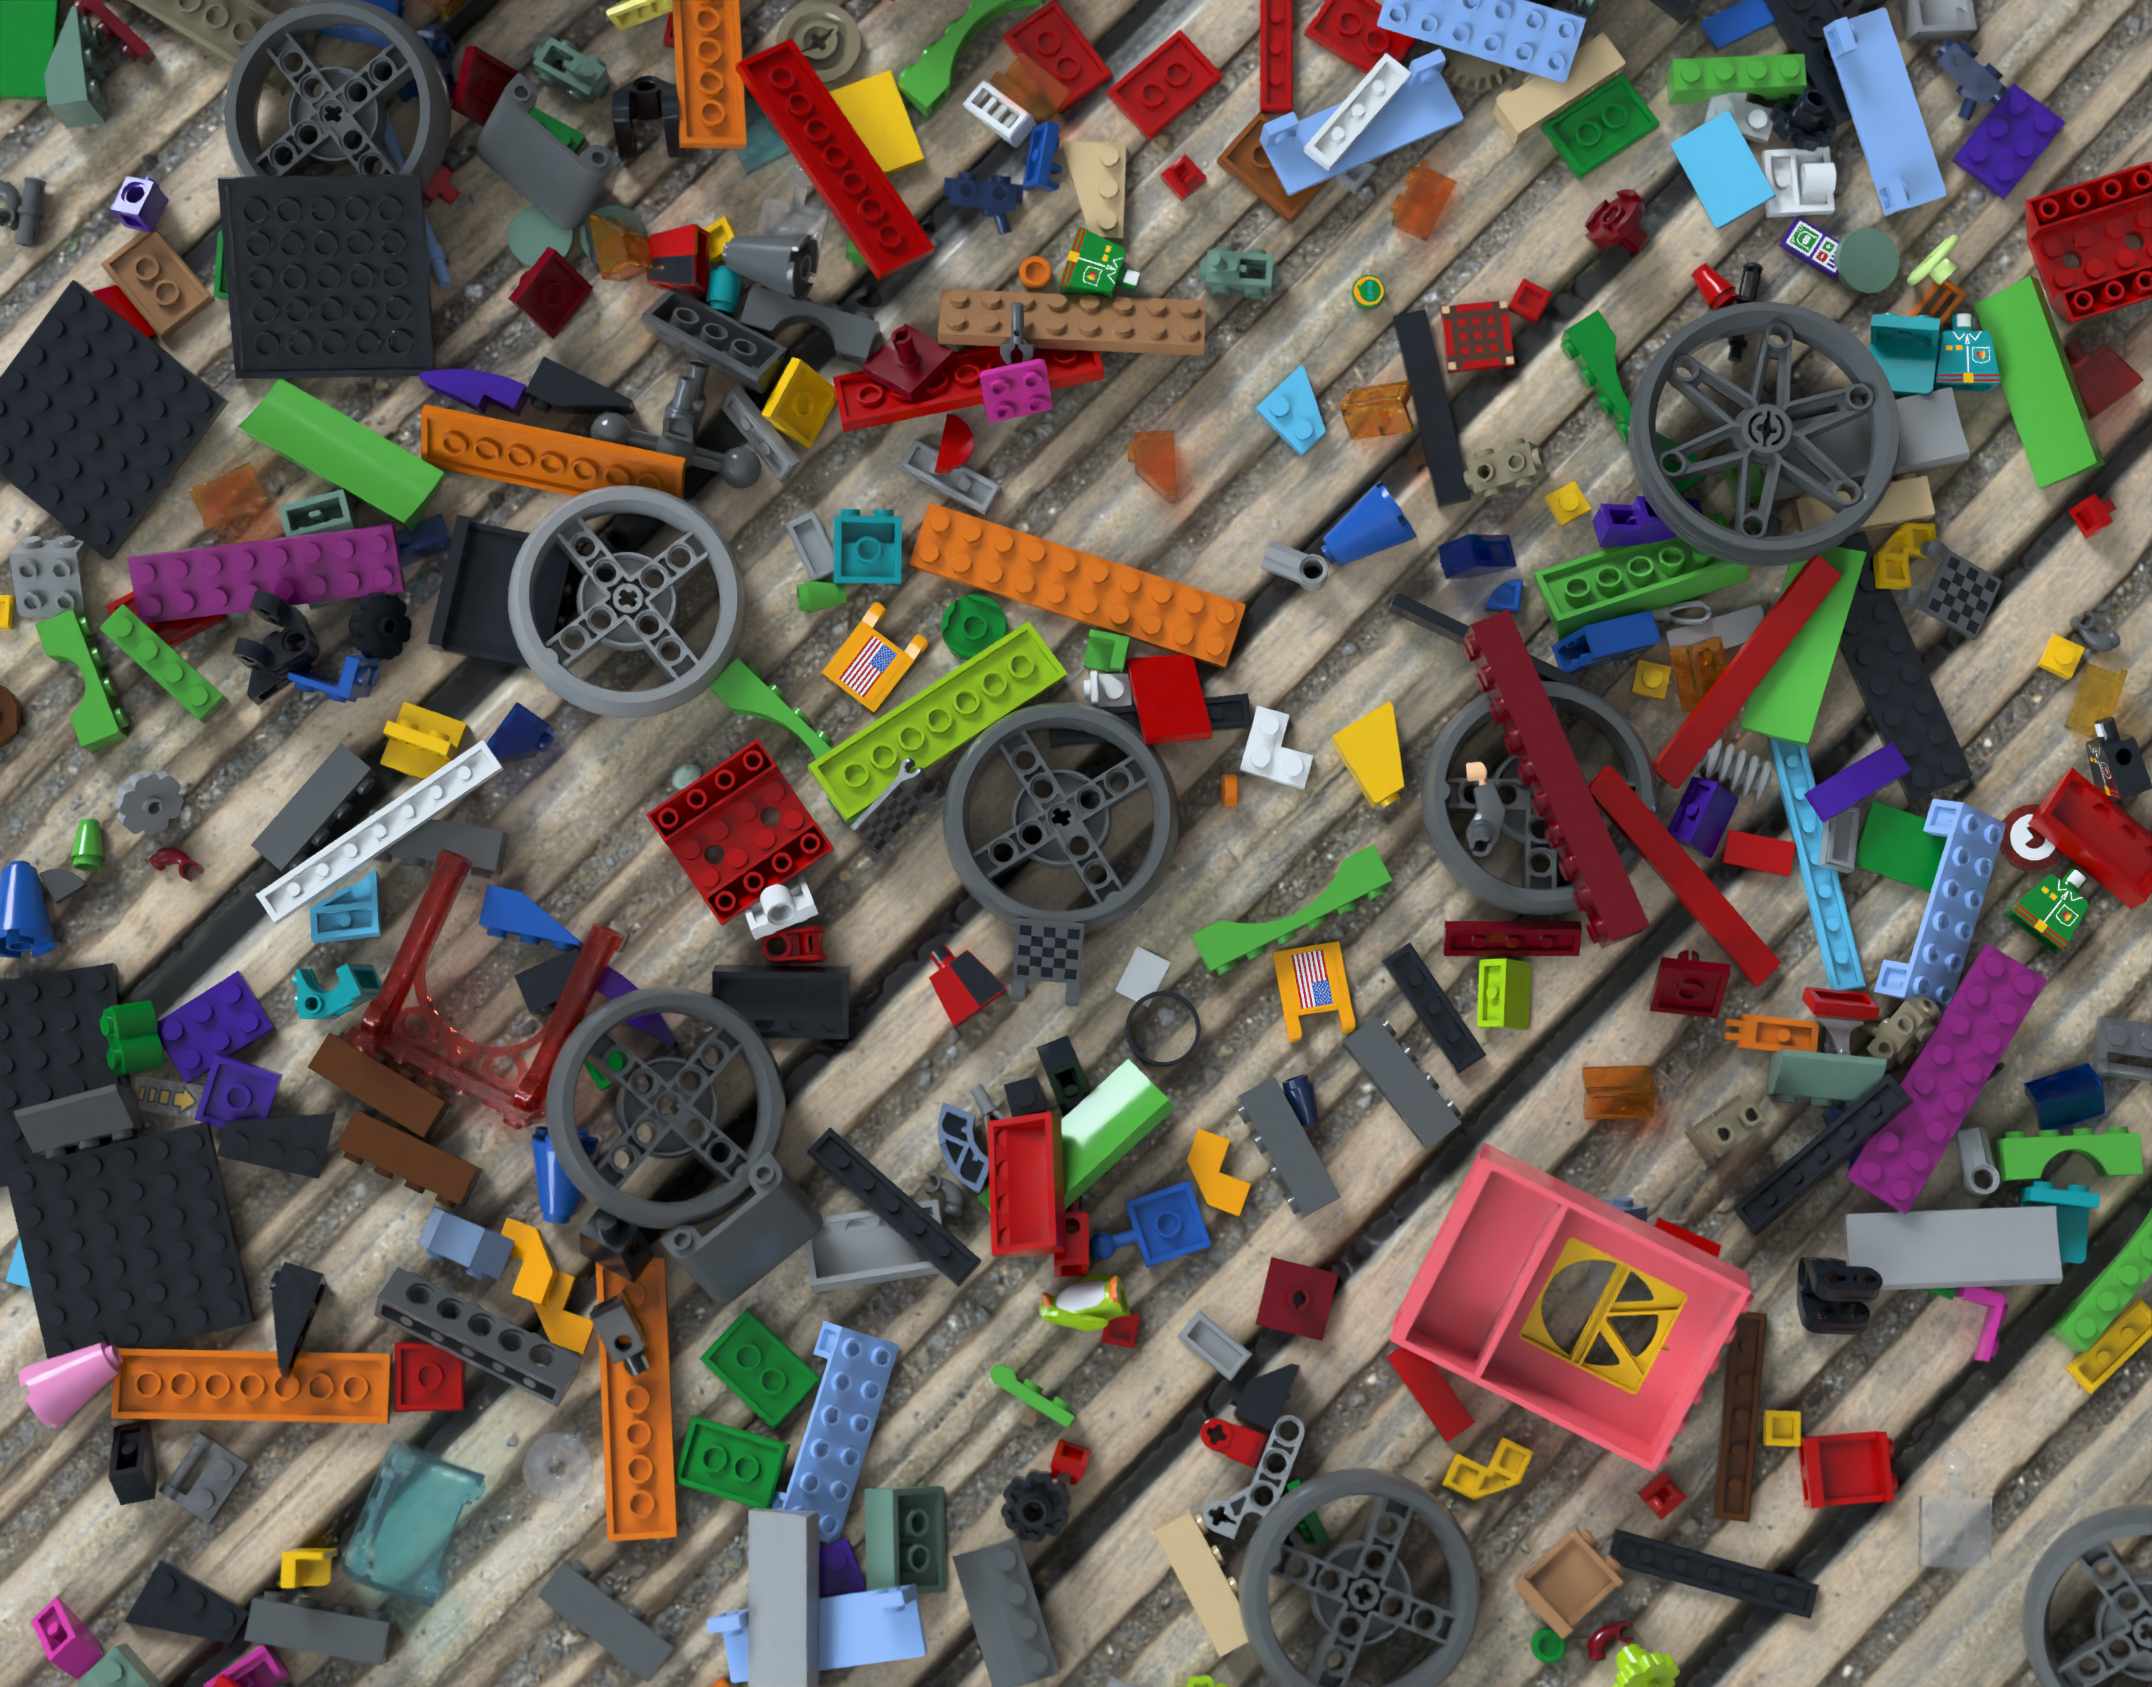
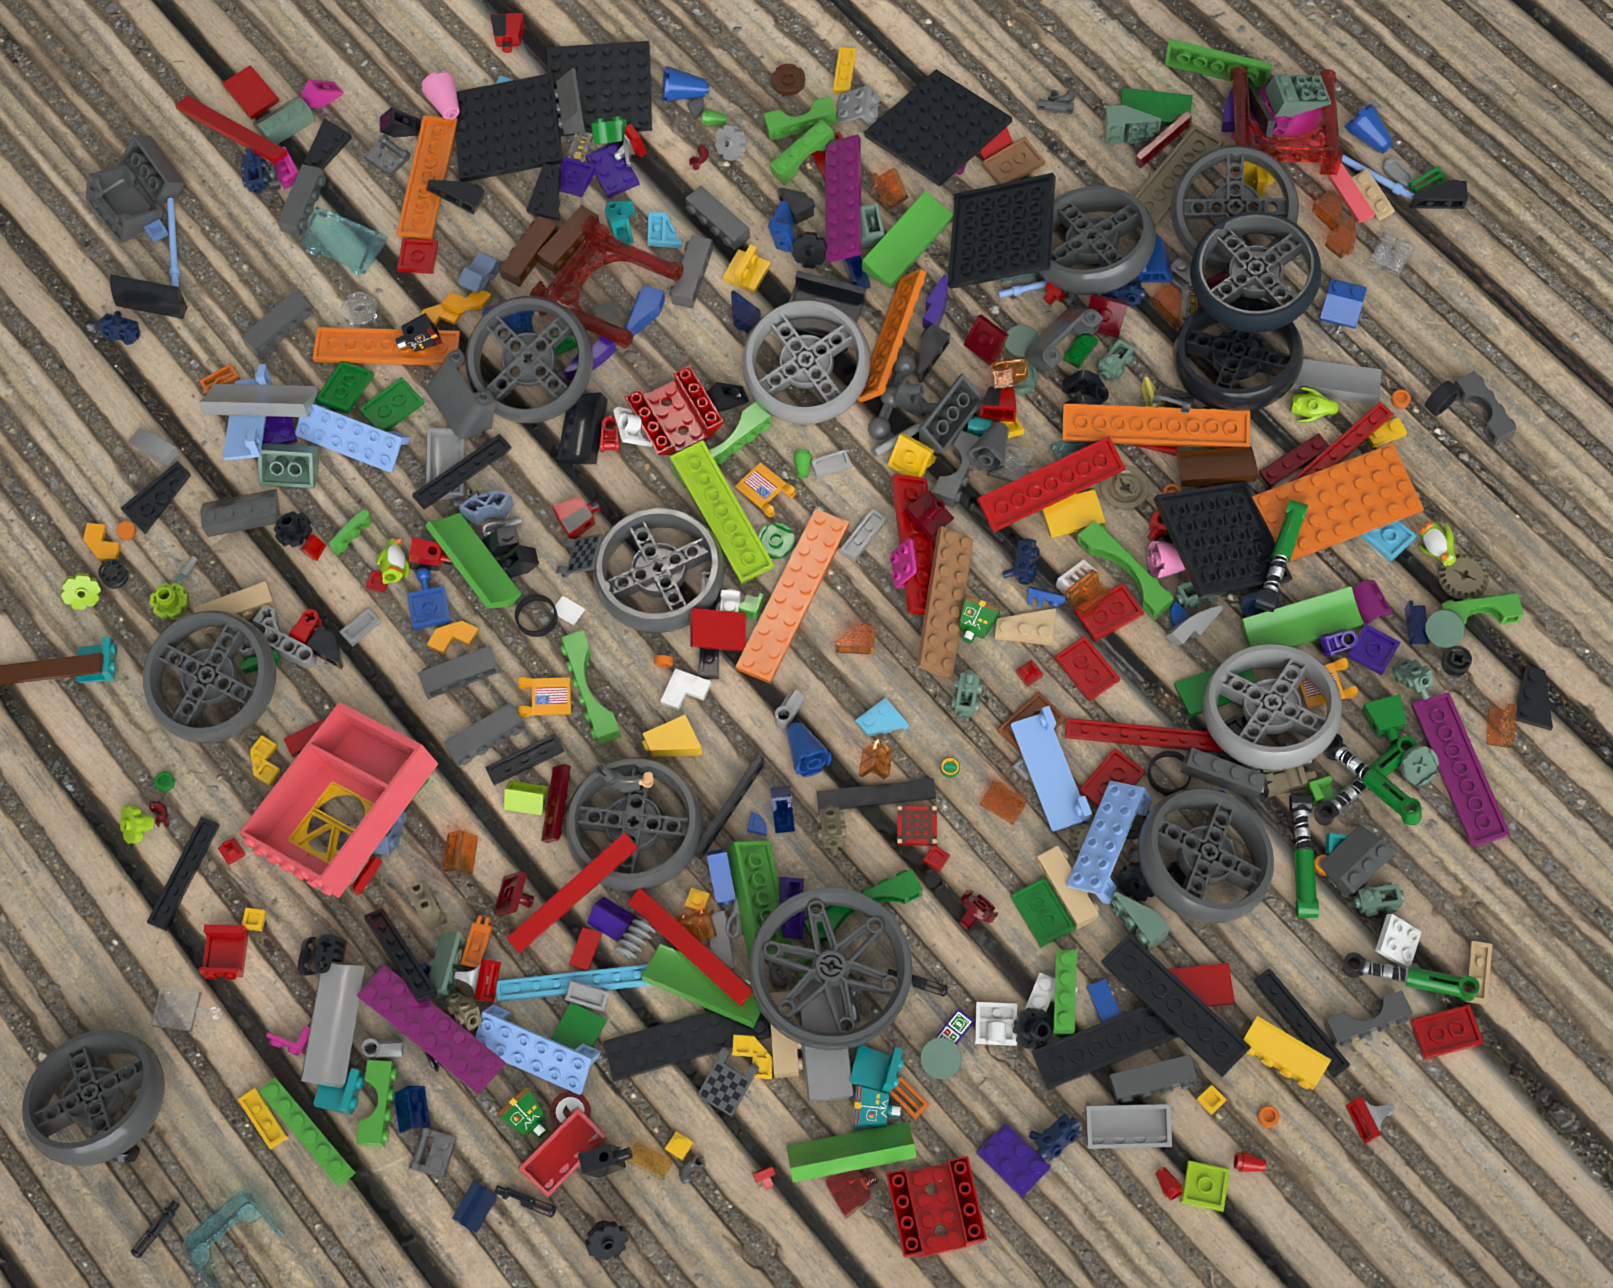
camera: 100 degrees right, 15 degrees down
(140, 204) = (1055, 153): dark purple brick -> none
(161, 988) = (631, 145): none -> piece
(296, 629) = (802, 207): black piece -> none
(307, 1567) = (332, 191): yellow panel -> none
(379, 832) = (697, 241): white plate -> none
(486, 1352) = (401, 305): dark grey brick -> none
(611, 1240) = (463, 332): black torso -> none
(696, 743) = (727, 396): none -> black slope
(867, 547) = (826, 486): teal plate -> none
(895, 807) = (676, 485): dark grey flag -> none
(955, 445) = (878, 536): red tile -> none
(1017, 337) = (931, 566): dark grey bar -> none
(1026, 1185) = (456, 528): red slope -> none
(1035, 273) = (978, 589): orange tile -> none
(1296, 1299) = (376, 670): dark red tile -> none
(1302, 1098) = (484, 682): dark blue cone -> none
(1357, 112) = (1057, 765): white plate -> none
(1554, 780) = (633, 815): dark red brick -> none
(1567, 503) = (809, 865): yellow plate -> none
(1569, 1580) = (194, 792): medium nougat panel -> none
(1714, 288) = (931, 965): red cone -> none
(1723, 170) = (1006, 978): medium azure tile -> none
(1740, 1418) = (266, 899): reddish brown tile -> none
(1857, 782) = (616, 1006): dark purple slope -> none
(1884, 111) = (1034, 1078): light blue bracket -> none
(1936, 264) = (933, 1097): yellowish green piece -> none

